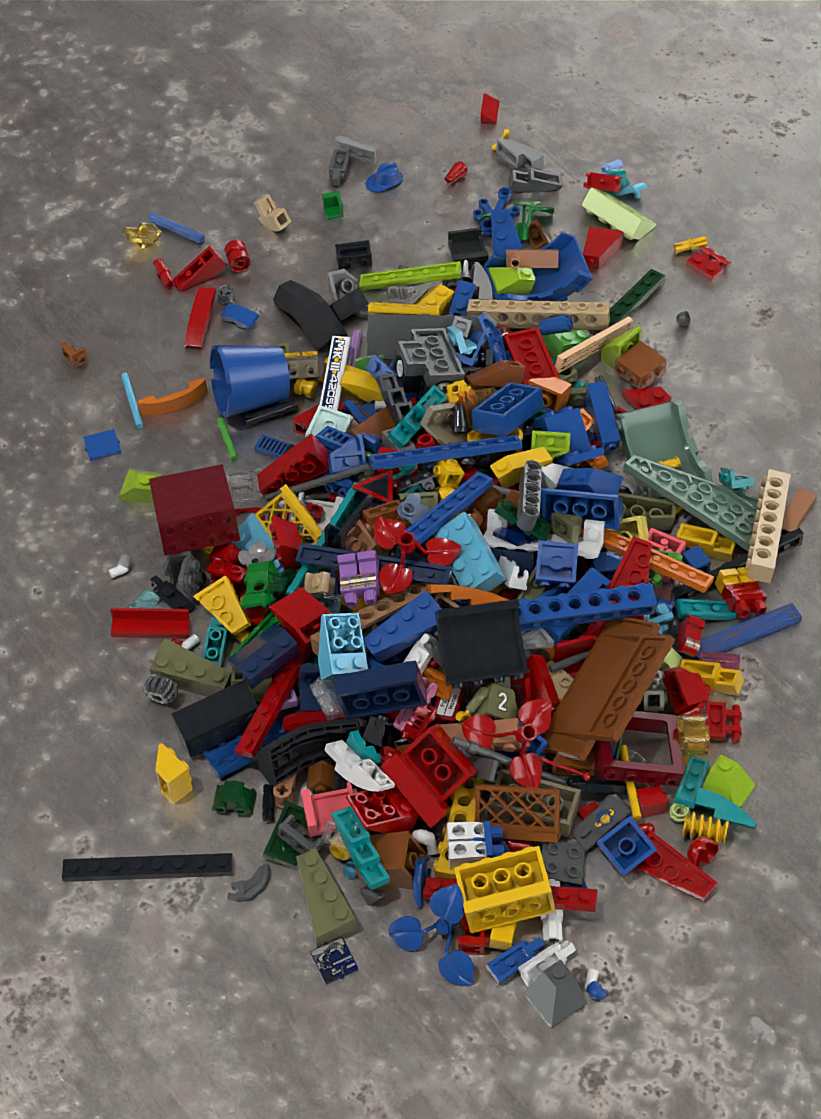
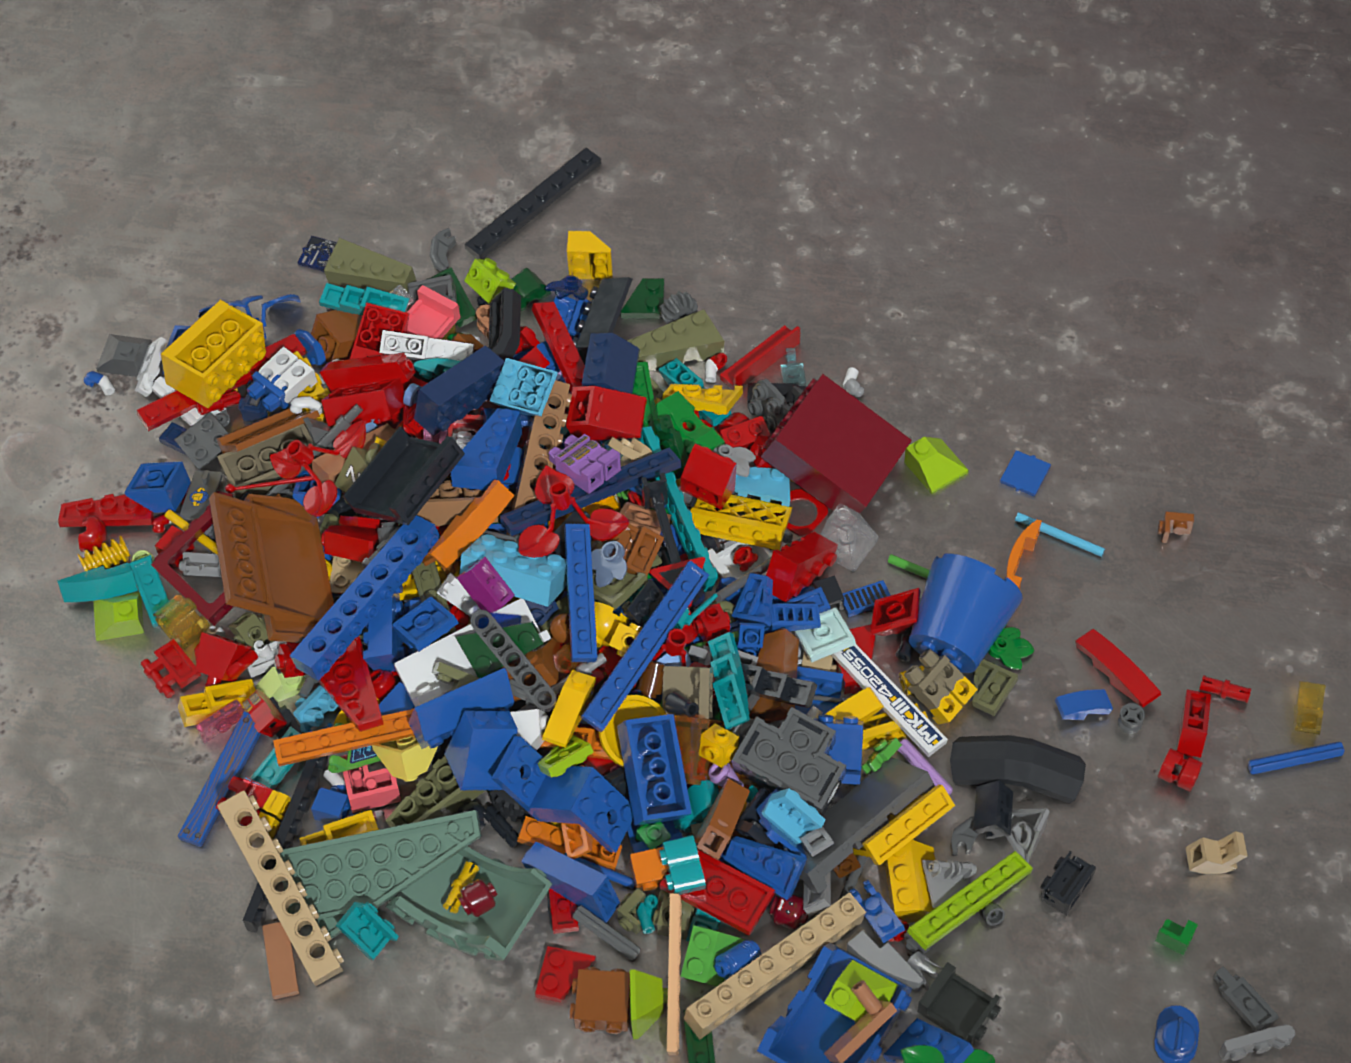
camera: 135 degrees right, 5 degrees up
(160, 727) = (645, 300): none -> dark green wing
(209, 766) = (568, 286): none -> clear blue plate
(253, 814) = (487, 279): none -> lime brick
(278, 406) = (895, 613): none -> red slope
(402, 742) = (411, 394): none -> medium blue tile
(469, 815) = (305, 402): none -> white arm
(499, 547) = (485, 586): none -> magenta hinge
(541, 365) = (683, 865): none -> teal brick
(659, 448) = (478, 897): none -> dark red head

